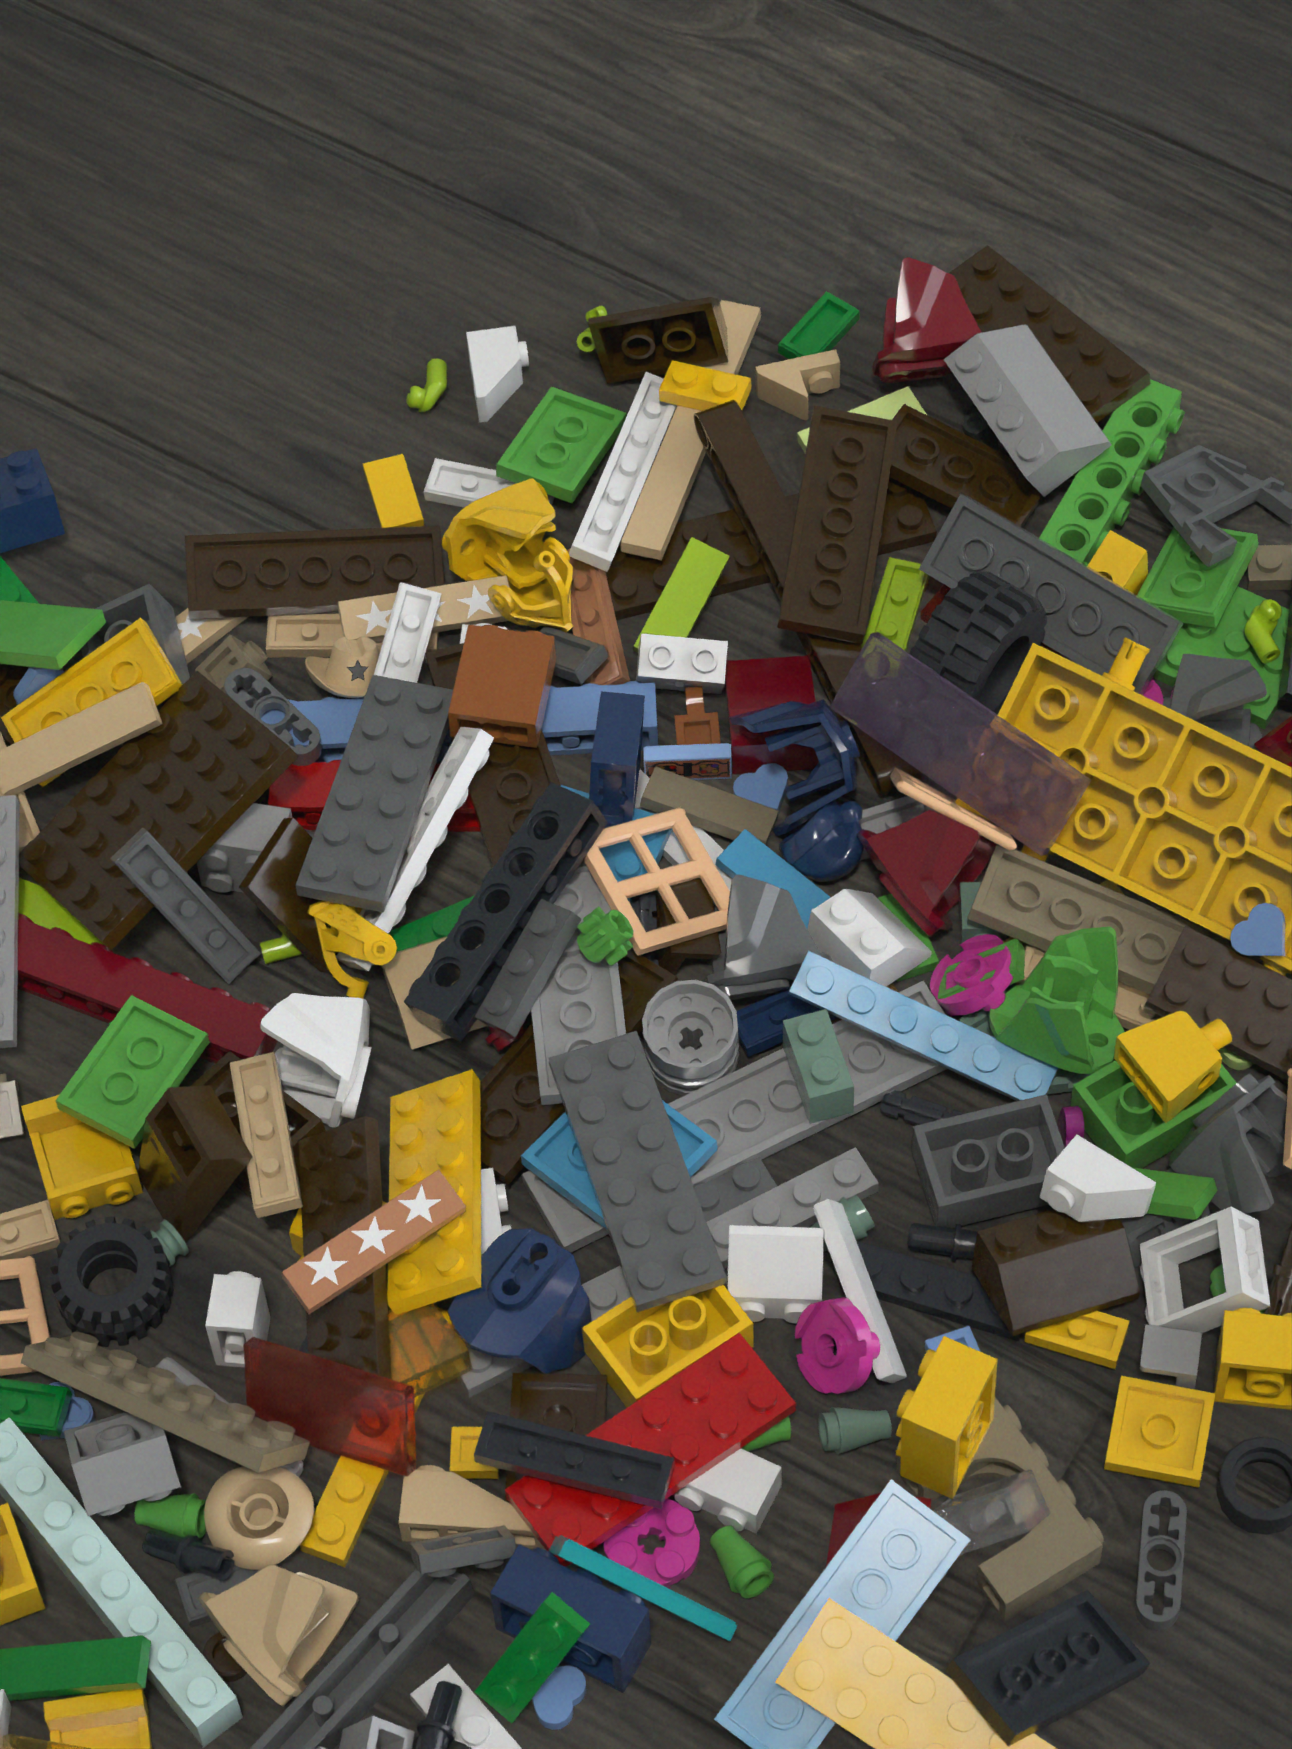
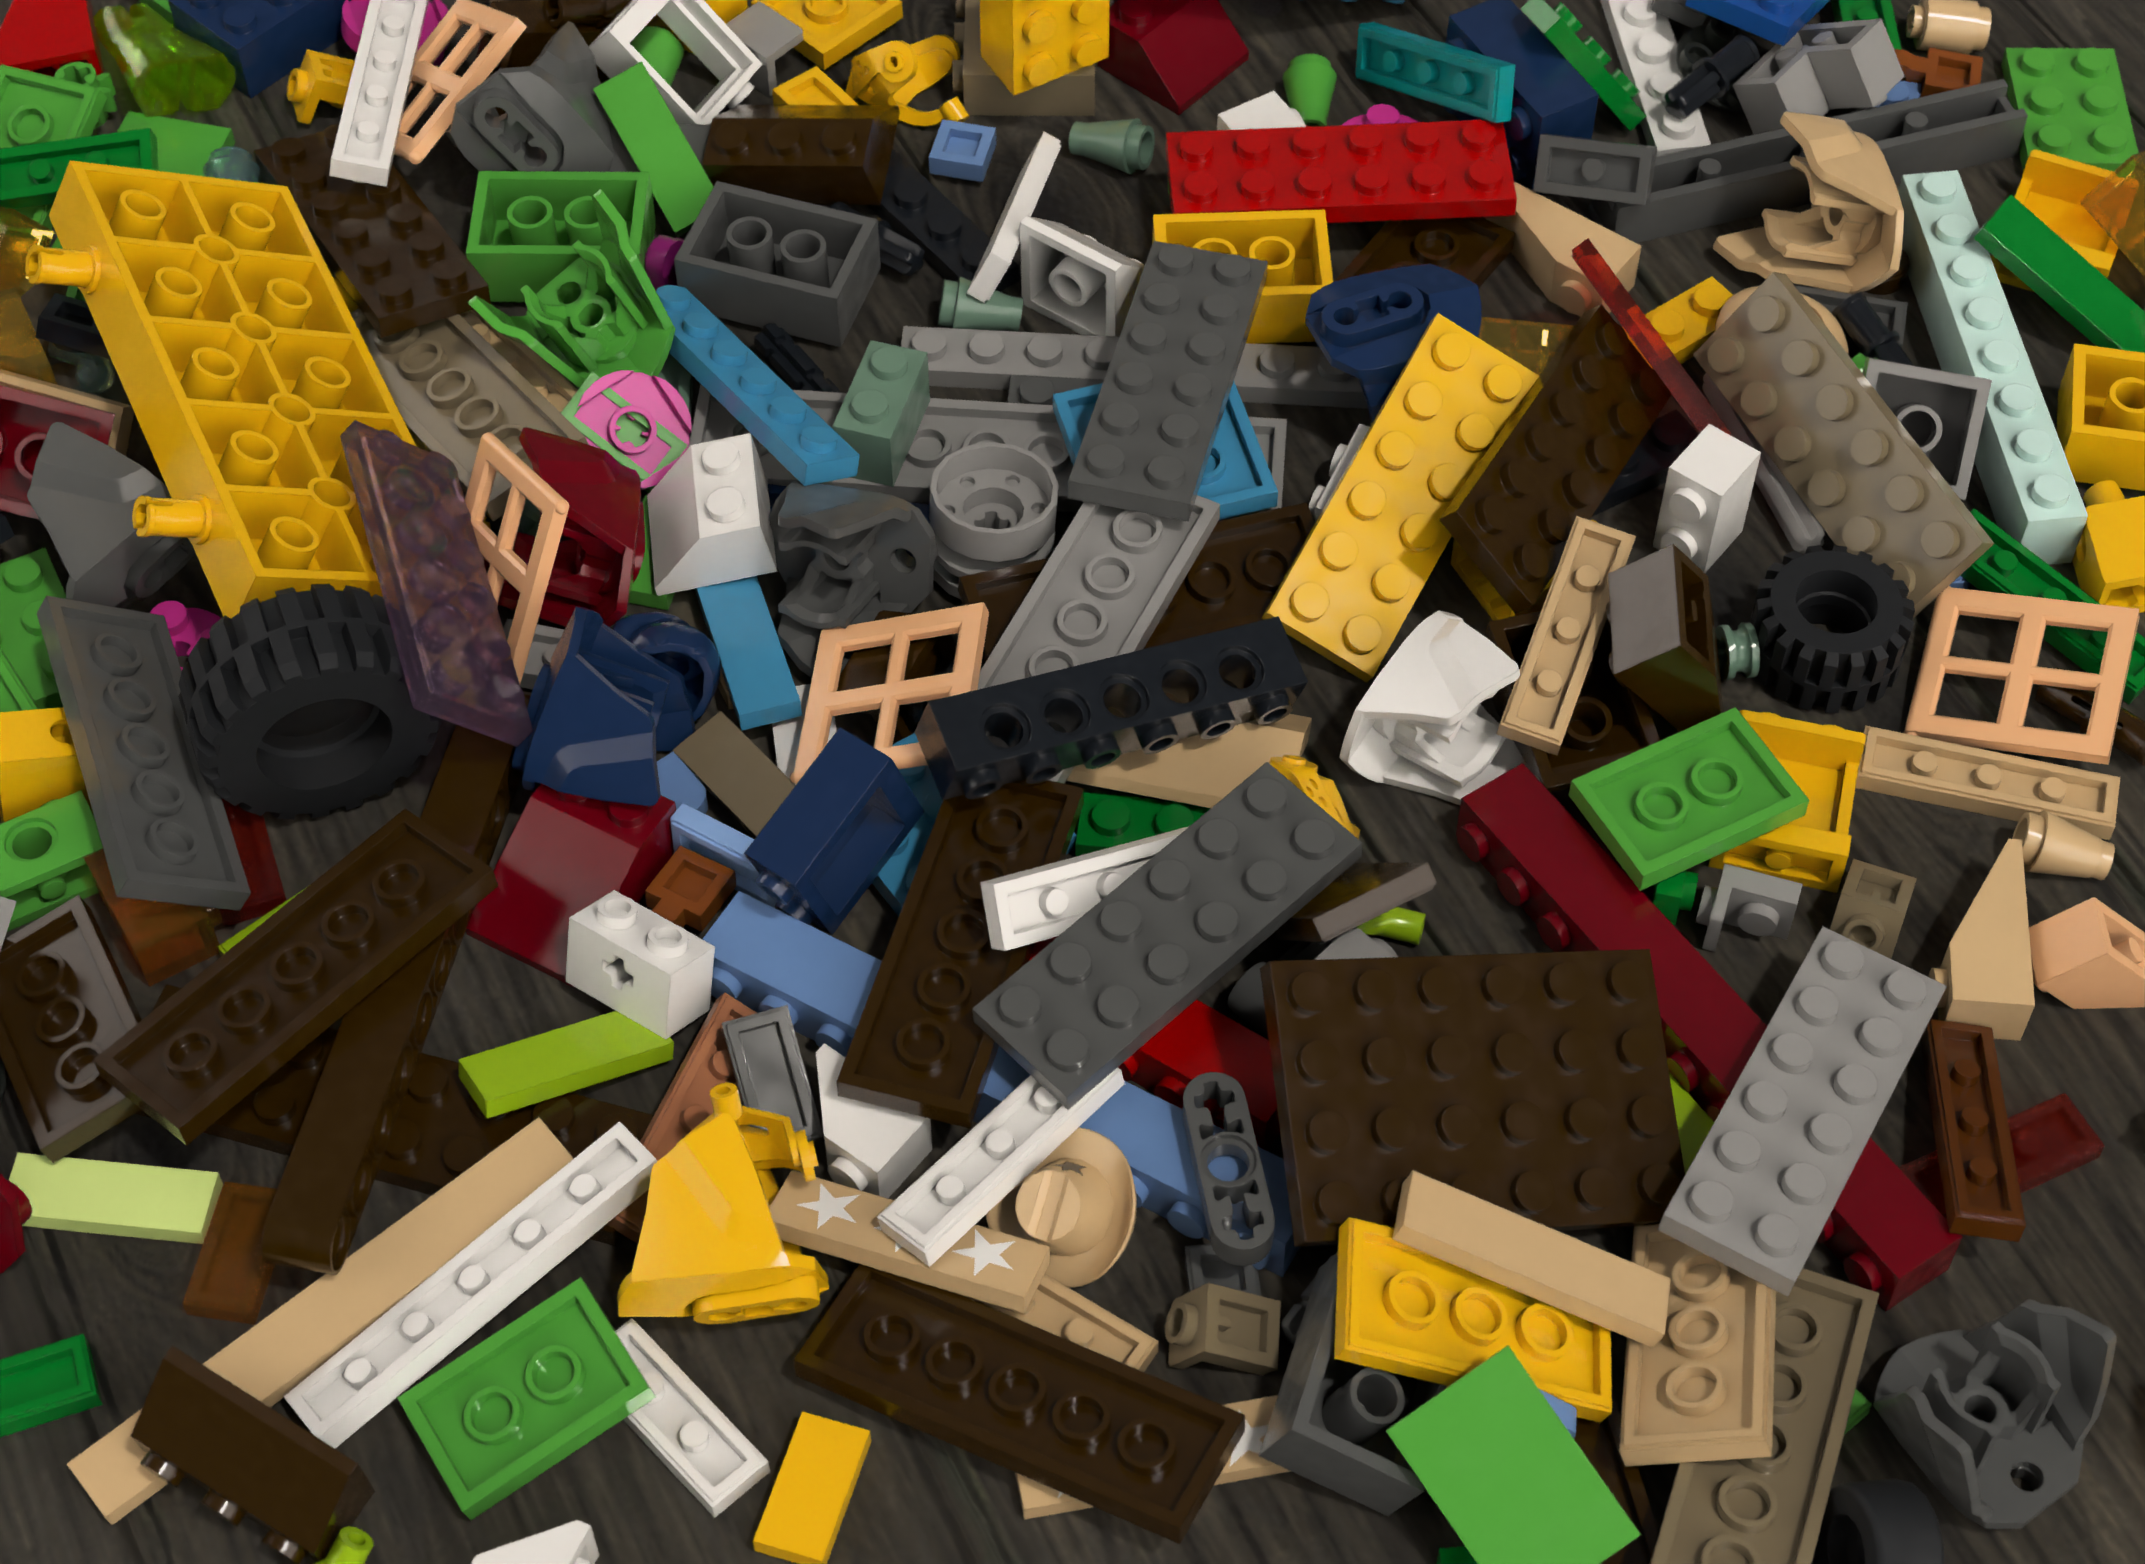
camera: 150 degrees left, 5 degrees down
(62, 1063) = (1749, 901): none -> light grey bracket
(185, 905) = (1517, 941): dark grey tile -> none
(373, 1241) = (1526, 396): nougat tile -> none
(462, 1455) = (1514, 295): yellow plate -> none
(503, 684) = (907, 975): dark orange brick -> none
(528, 967) = (1125, 629): dark grey plate -> none
(574, 1459) = (1437, 156): black plate -> none
(605, 936) = (1022, 602): bright green gear -> none
(702, 387) = (268, 1342): yellow plate -> none
(776, 441) = (230, 1267): none -> clear orange tile
(790, 381) = (133, 1310): tan slope -> none
(854, 1341) = (1076, 184): dark pink plate -> none
(1051, 1419) = (903, 71): none -> yellow helmet
(1095, 1184) = (720, 129): white slope -> none
(1172, 1060) = (524, 195): yellow torso -> none
(1262, 932) = (313, 264): medium blue tile -> none

